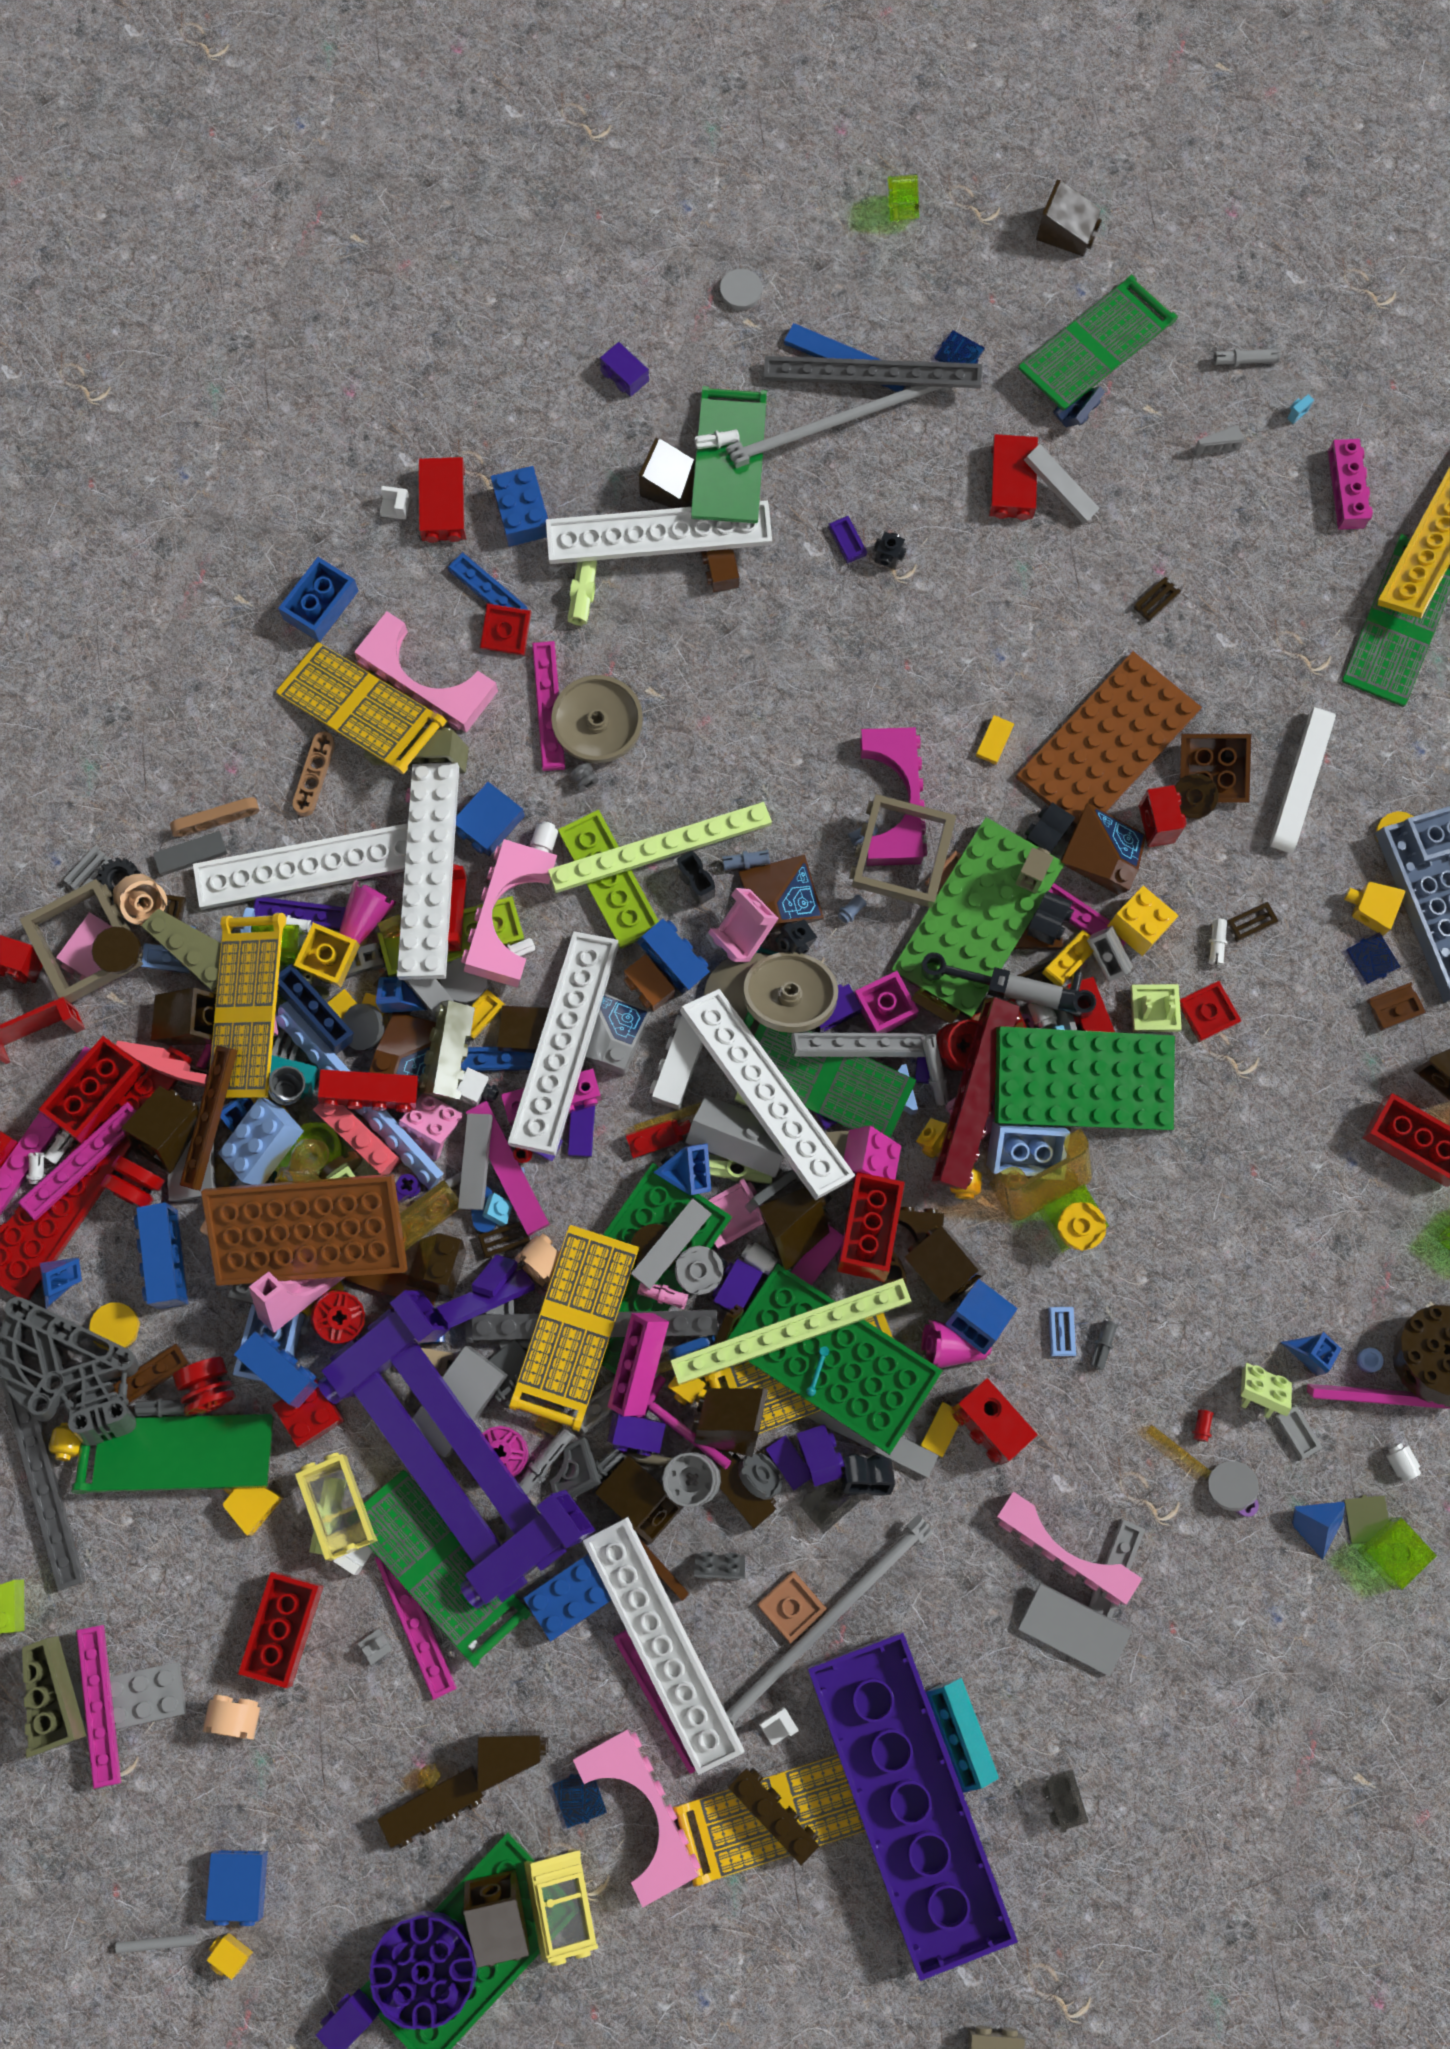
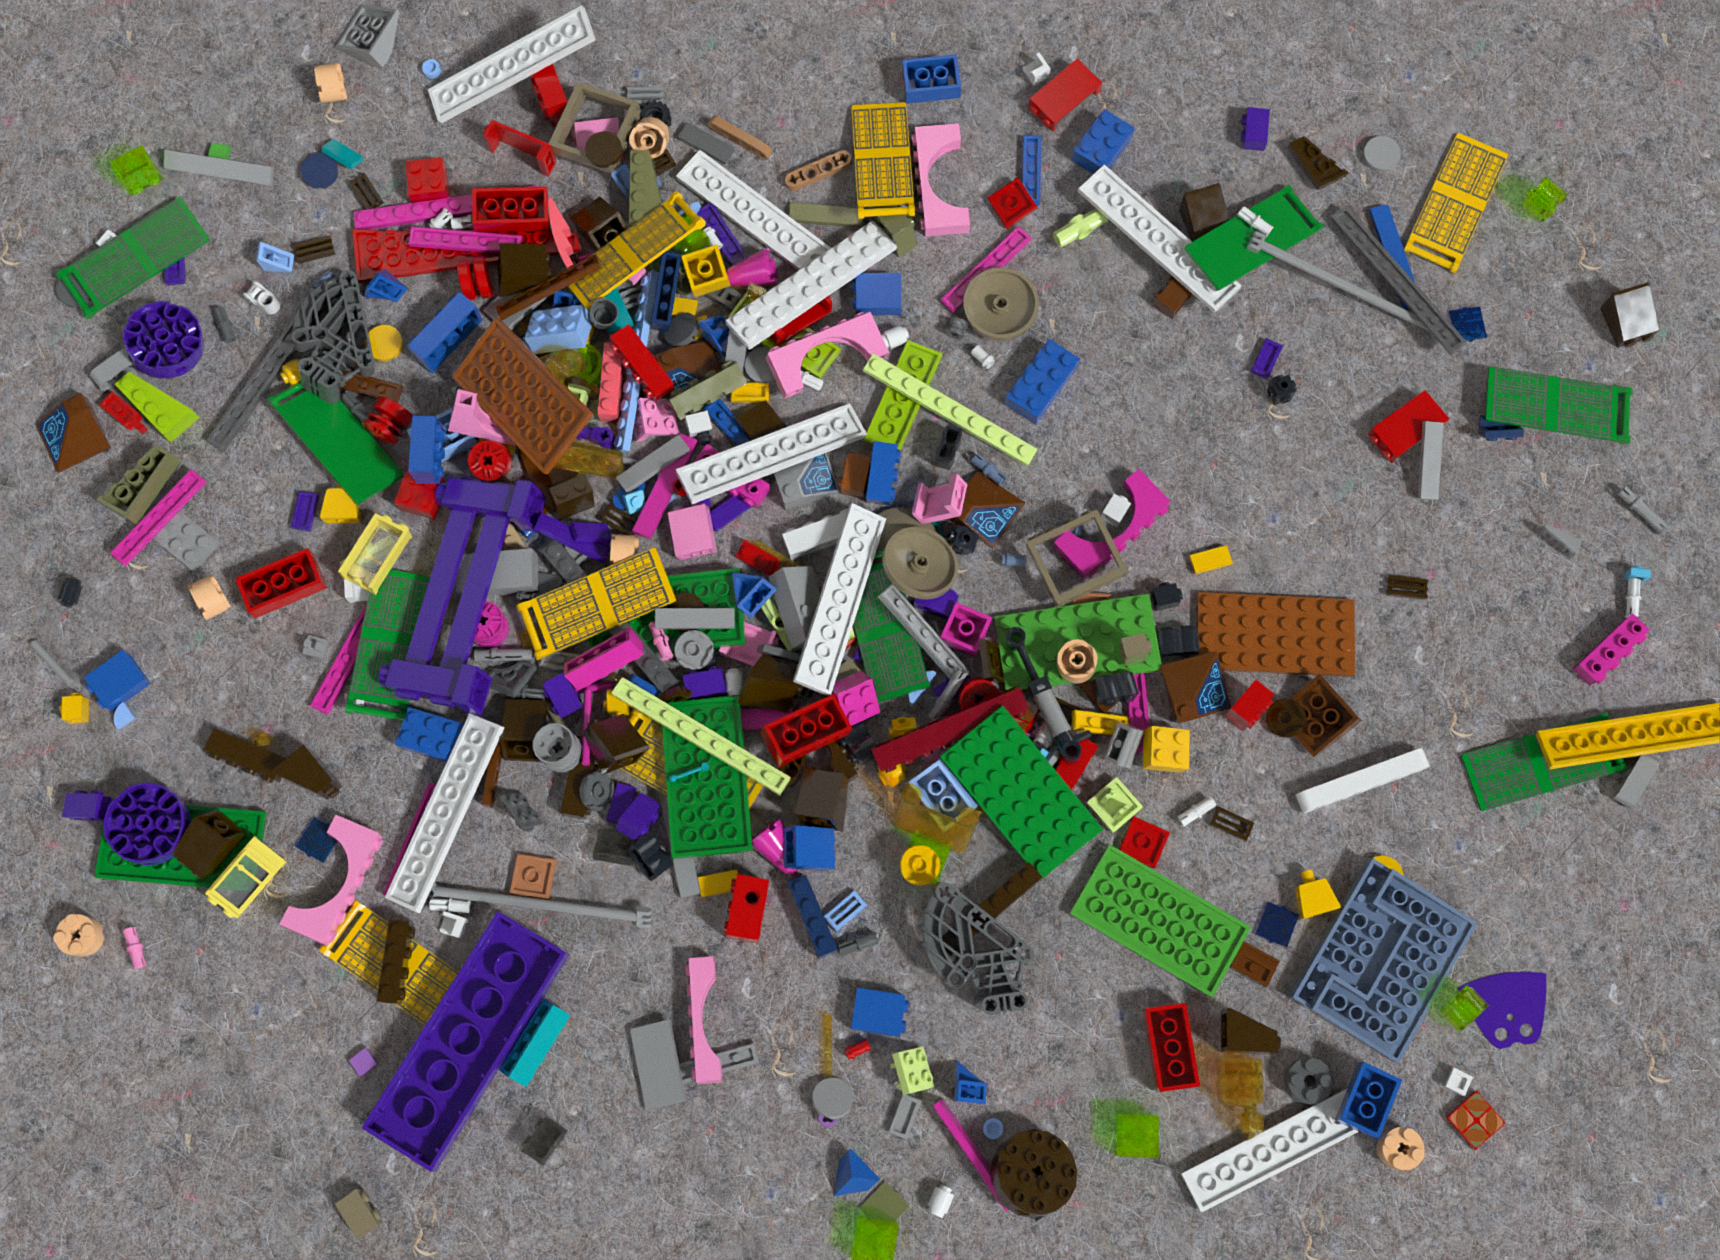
camera: 55 degrees right, 0 degrees up
(97, 1865) = (70, 592): none -> black brick
(222, 1546) = (304, 511): none -> dark purple tile
(278, 1908) = (123, 716): none -> light blue tile
(365, 802) = (825, 215): none -> olive tile
(575, 1178) = (692, 531): none -> bright pink brick
(632, 777) = (985, 359): none -> white pin
(703, 744) = (1042, 381): none -> blue brick
(705, 349) = (1316, 166): none -> dark brown wing
(756, 1713) = (450, 905): none -> white axle
(839, 267) = (1456, 201): none -> yellow flag
(845, 1927) = (363, 1062): none -> medium lavender tile
(881, 780) = (1116, 510): none -> white brick
(918, 1189) = (859, 743): none -> black brick
(994, 919) = (1086, 656): none -> light nougat brick
(998, 804) = (1166, 596): none -> black brick
(1047, 1366) = (812, 917): none -> dark blue brick
(1167, 1198) = (1001, 899): none -> dark brown brick
(1185, 1377) = (879, 1012): none -> blue brick
(1254, 1249) = (998, 988): none -> dark grey beam
(1293, 1055) = (1160, 921): none -> bright green plate
(1316, 428) = (1633, 597): none -> white axle

